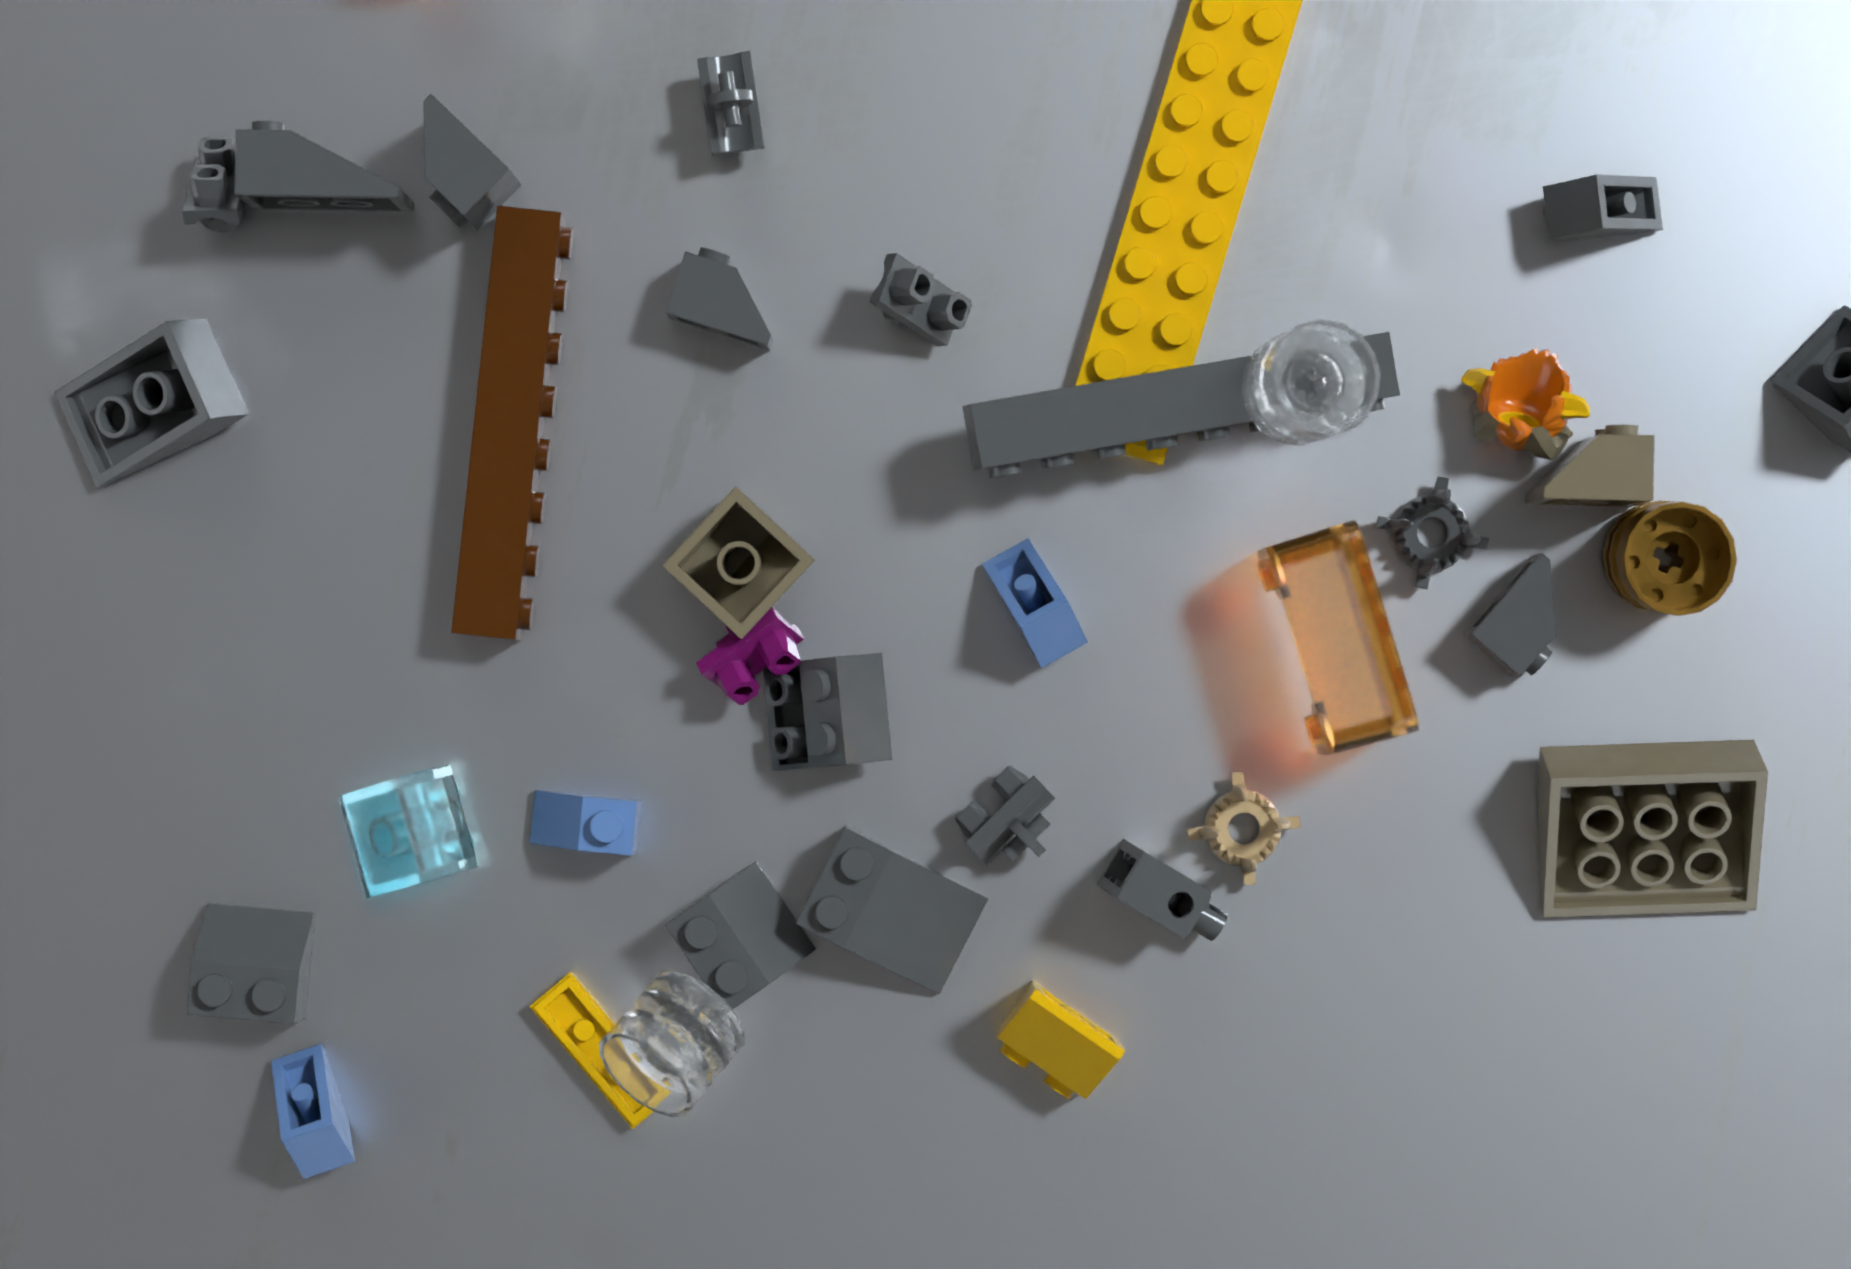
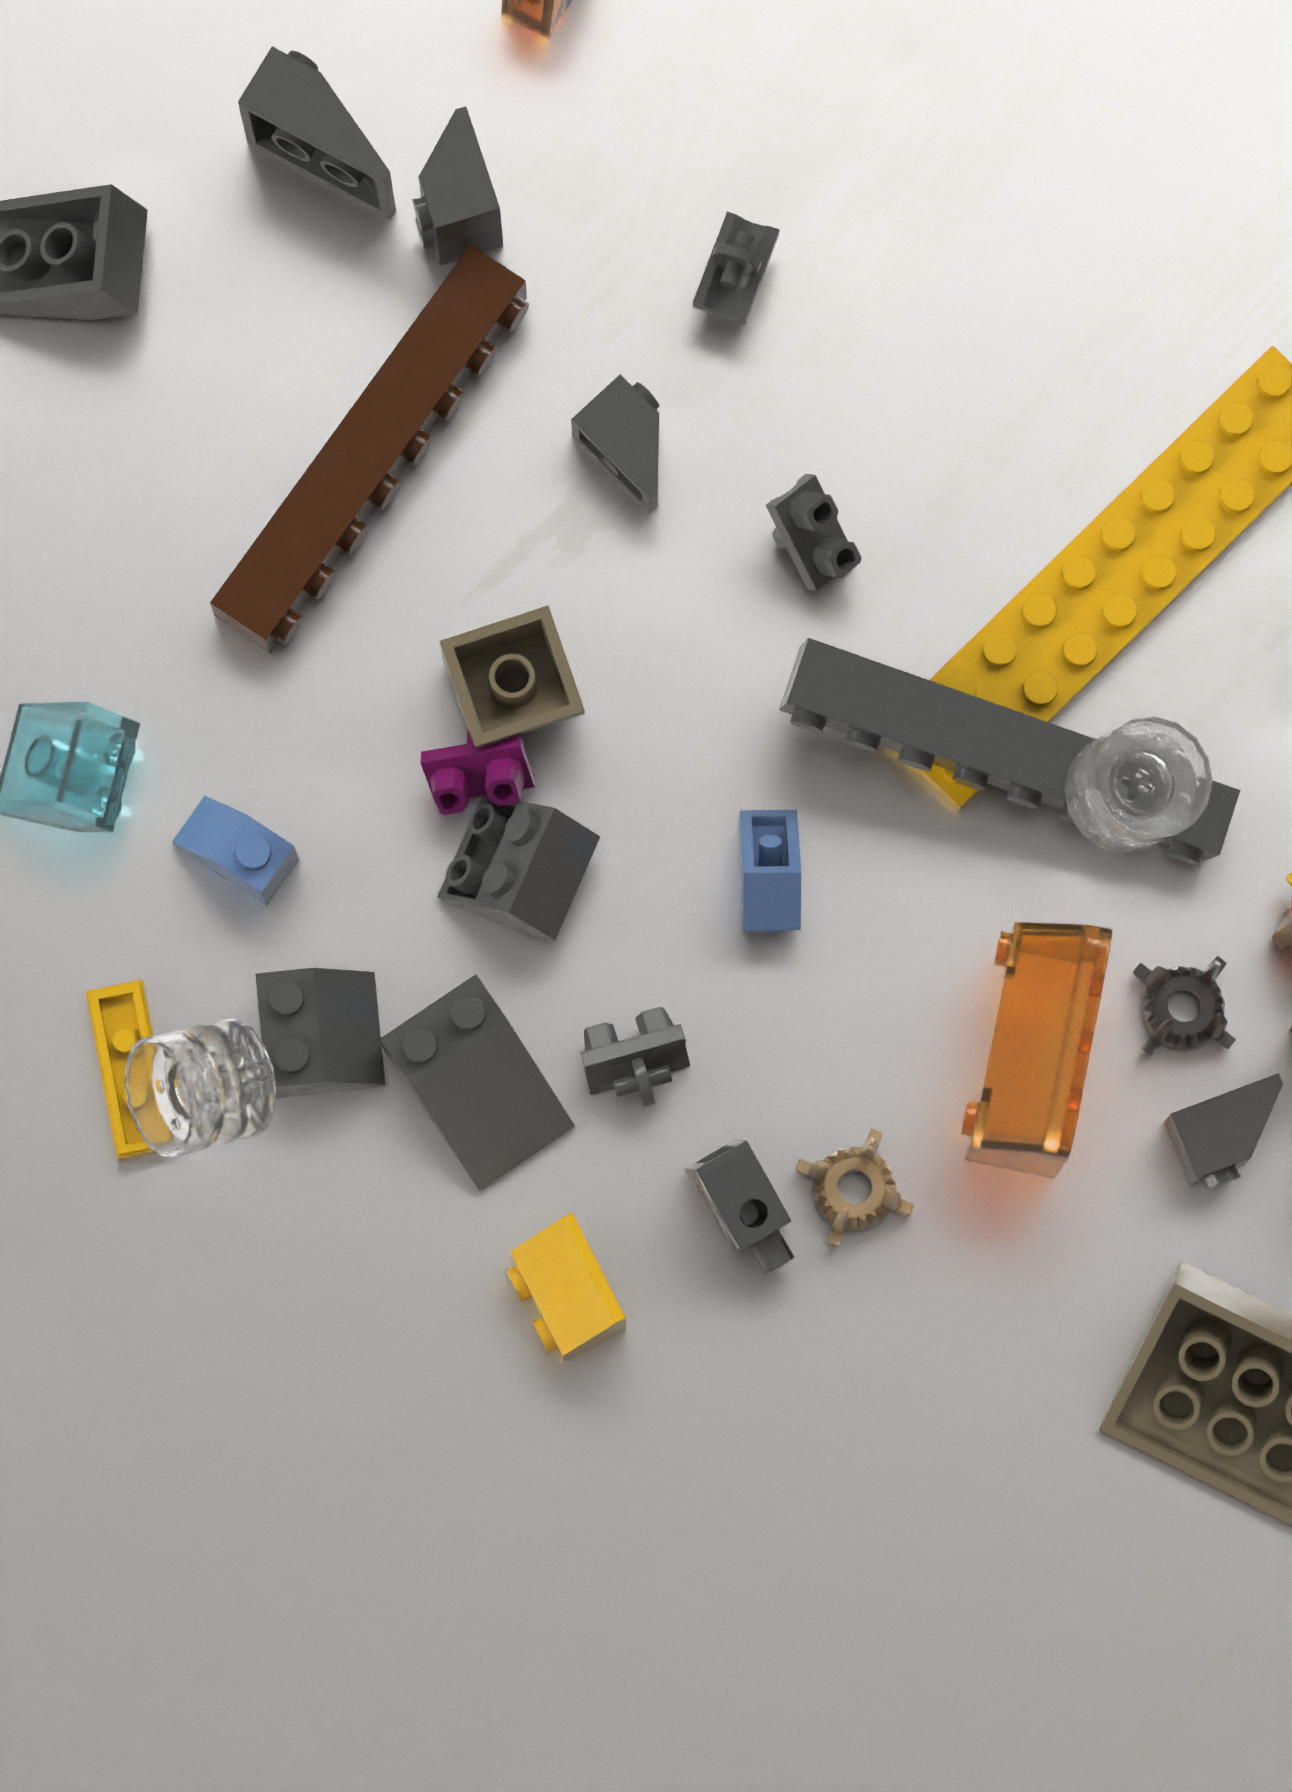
camera: 30 degrees right, 10 degrees down
(212, 187) = (216, 98): dark grey hips -> none

